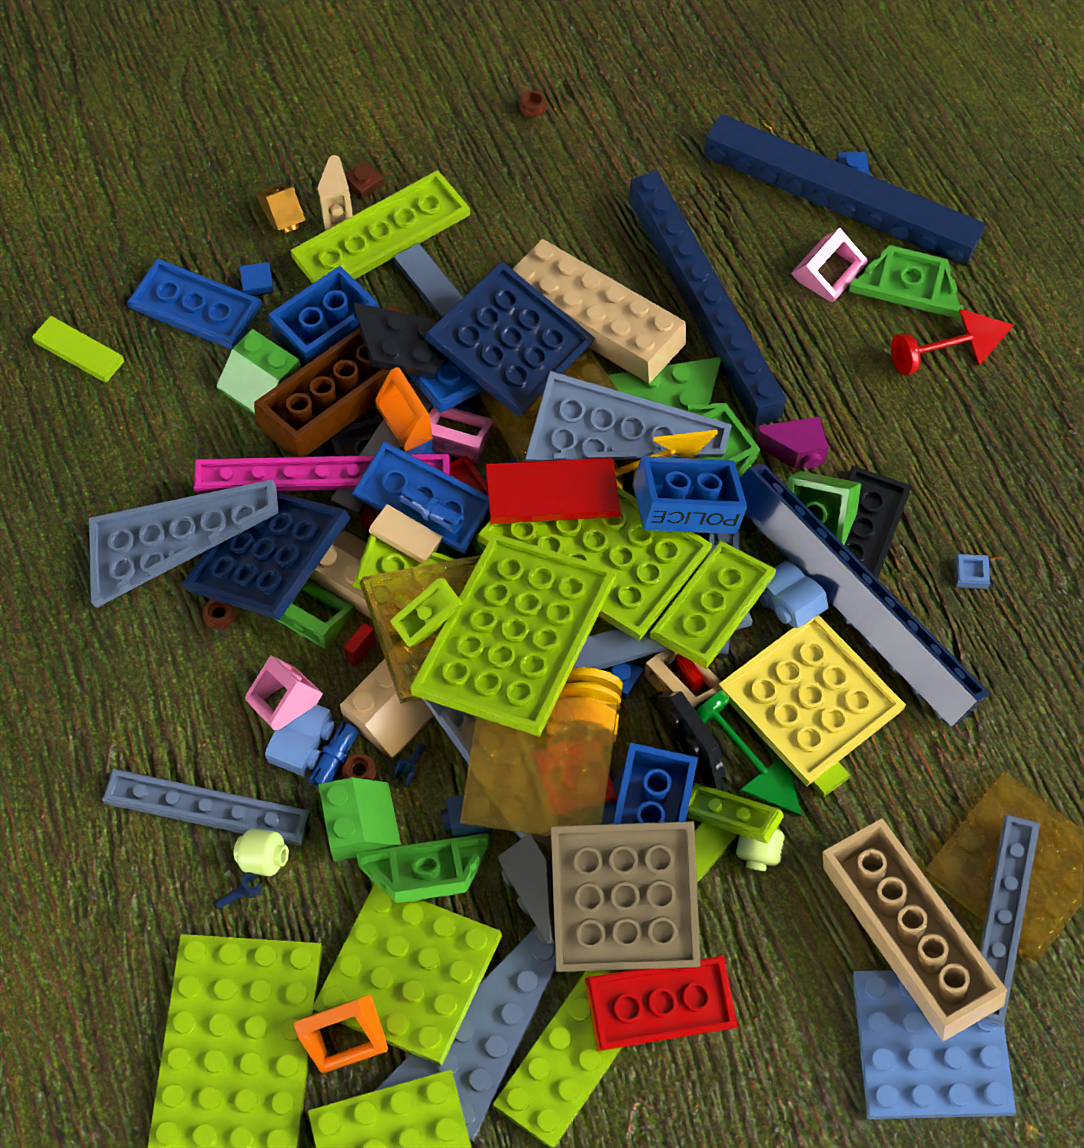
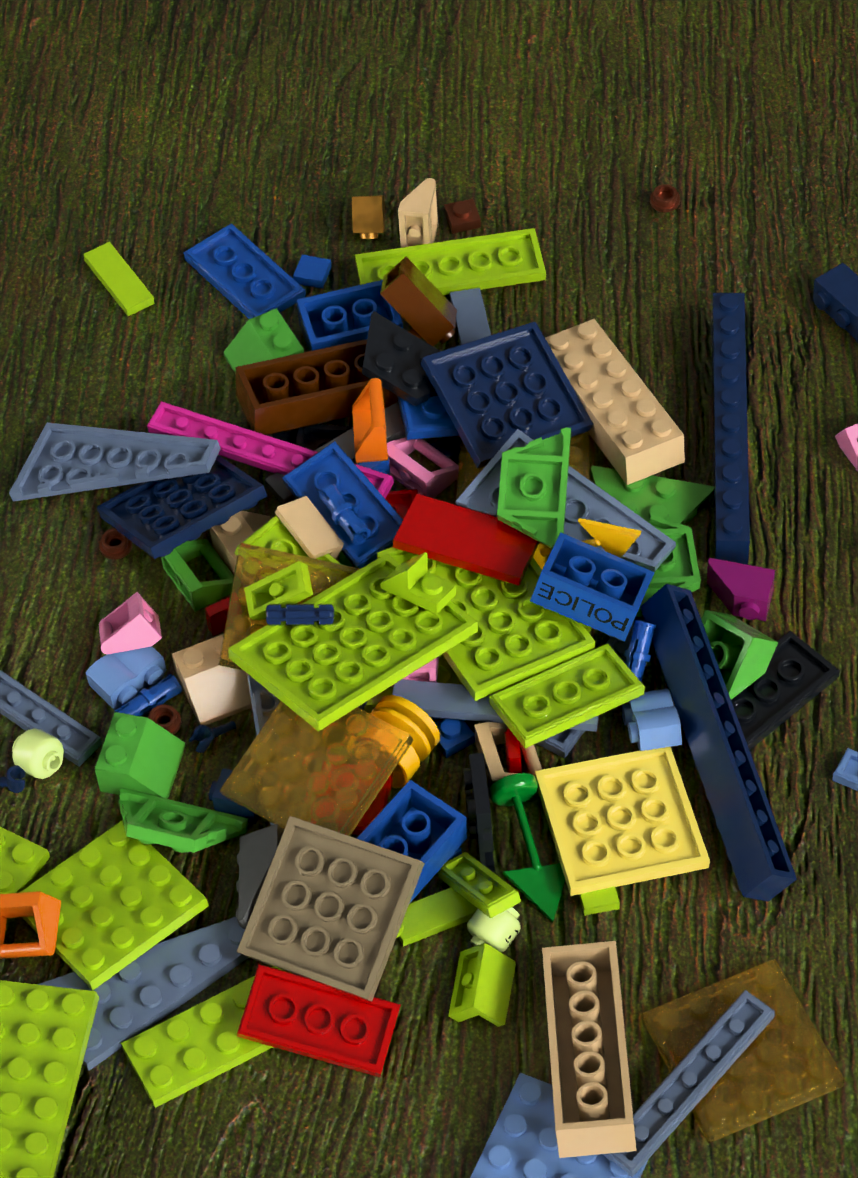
camera: 30 degrees right, 10 degrees down
(383, 278) = (419, 302): none -> reddish brown brick
(458, 627) = (300, 614): none -> dark blue axle
(539, 555) = (415, 584): none -> lime slope
(595, 421) = (536, 487): none -> bright green wing
(752, 539) = (639, 647): none -> blue pin
(777, 904) = (482, 985): none -> lime panel

